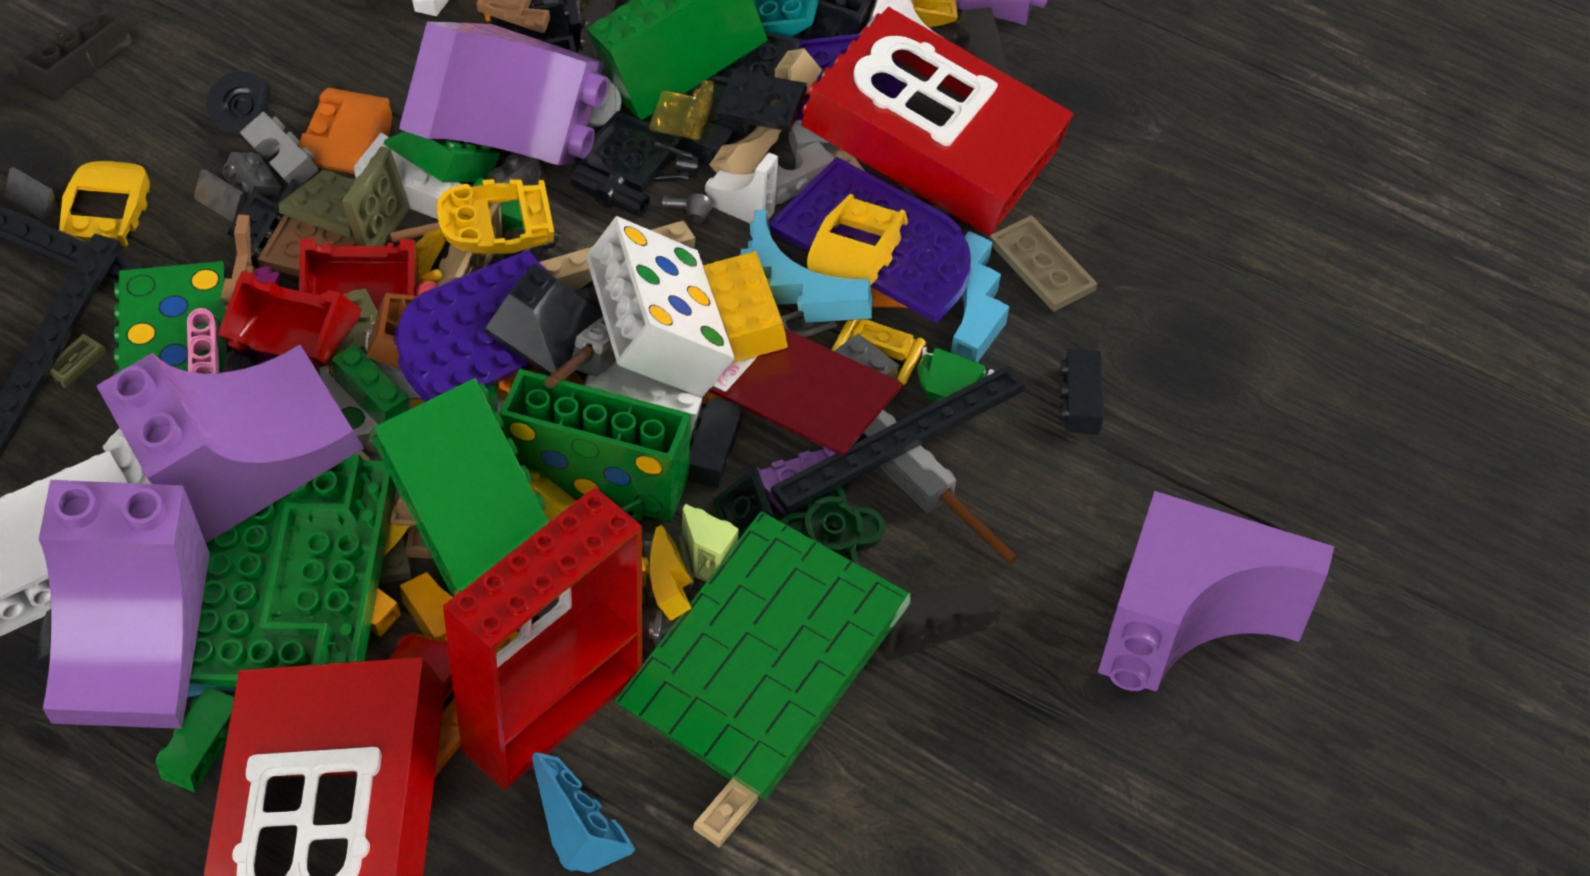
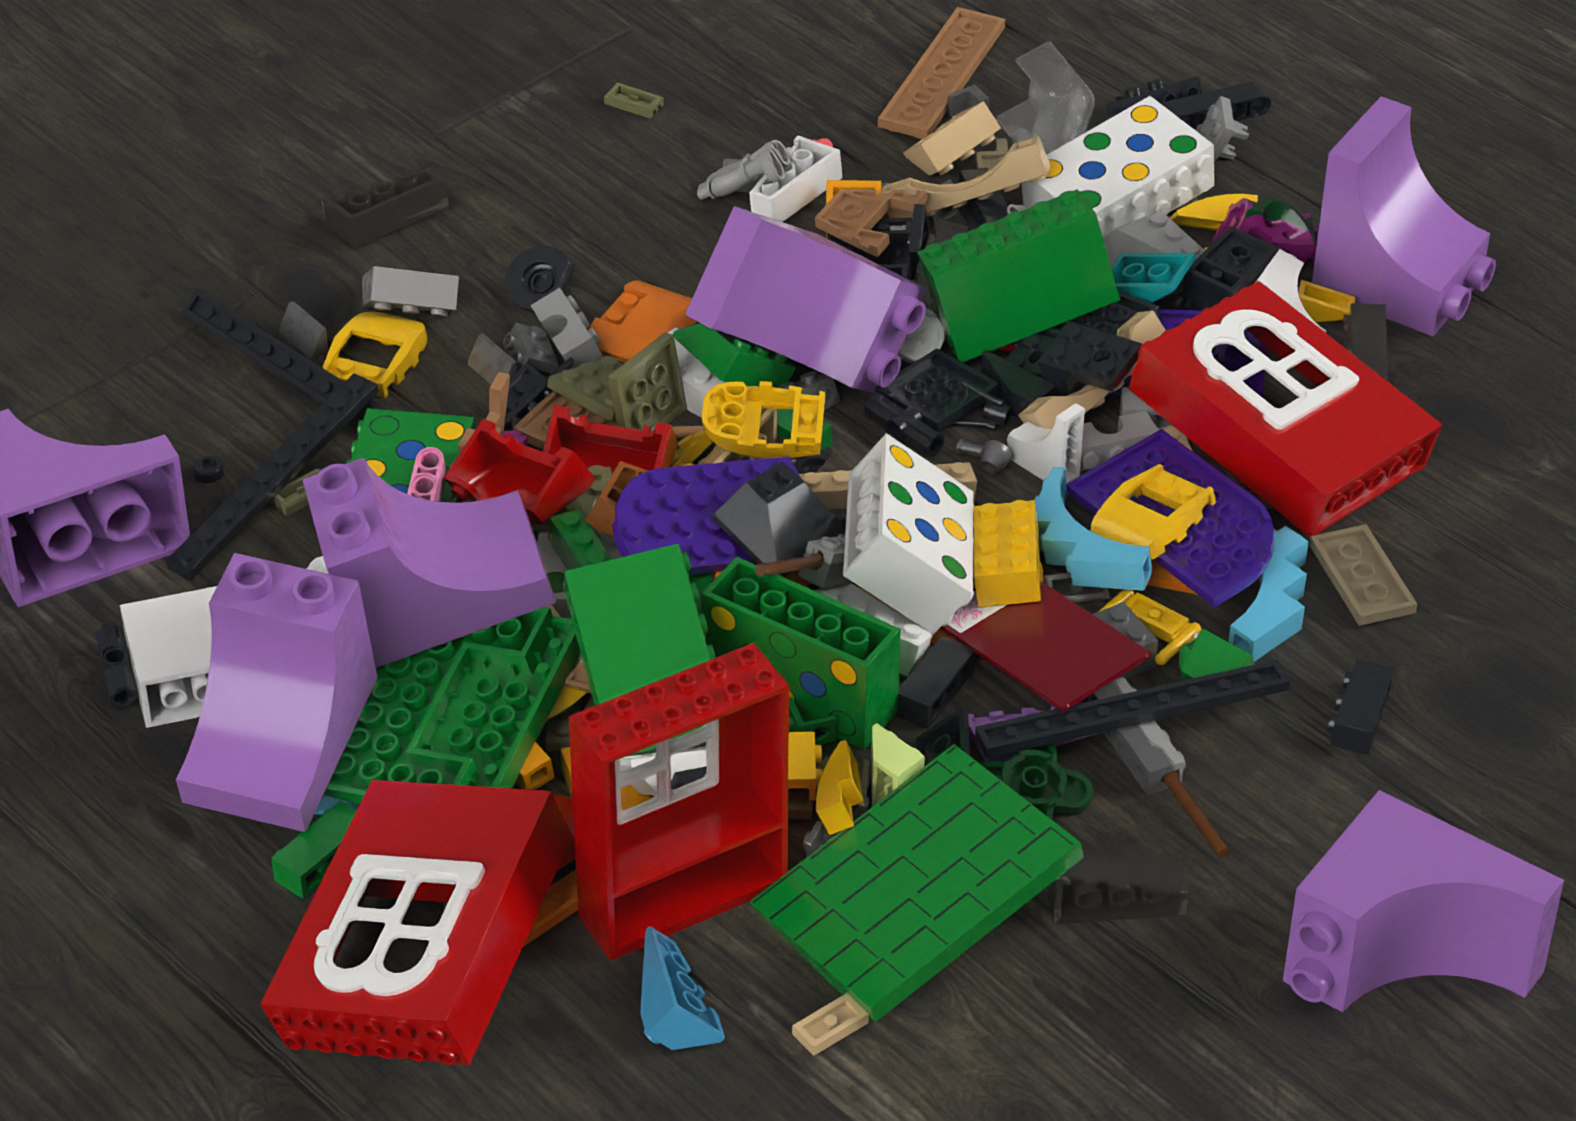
camera: 20 degrees right, 10 degrees down
(121, 137) = (410, 291): none -> light grey wedge
(682, 113) = (1005, 359): clear yellow bracket -> none

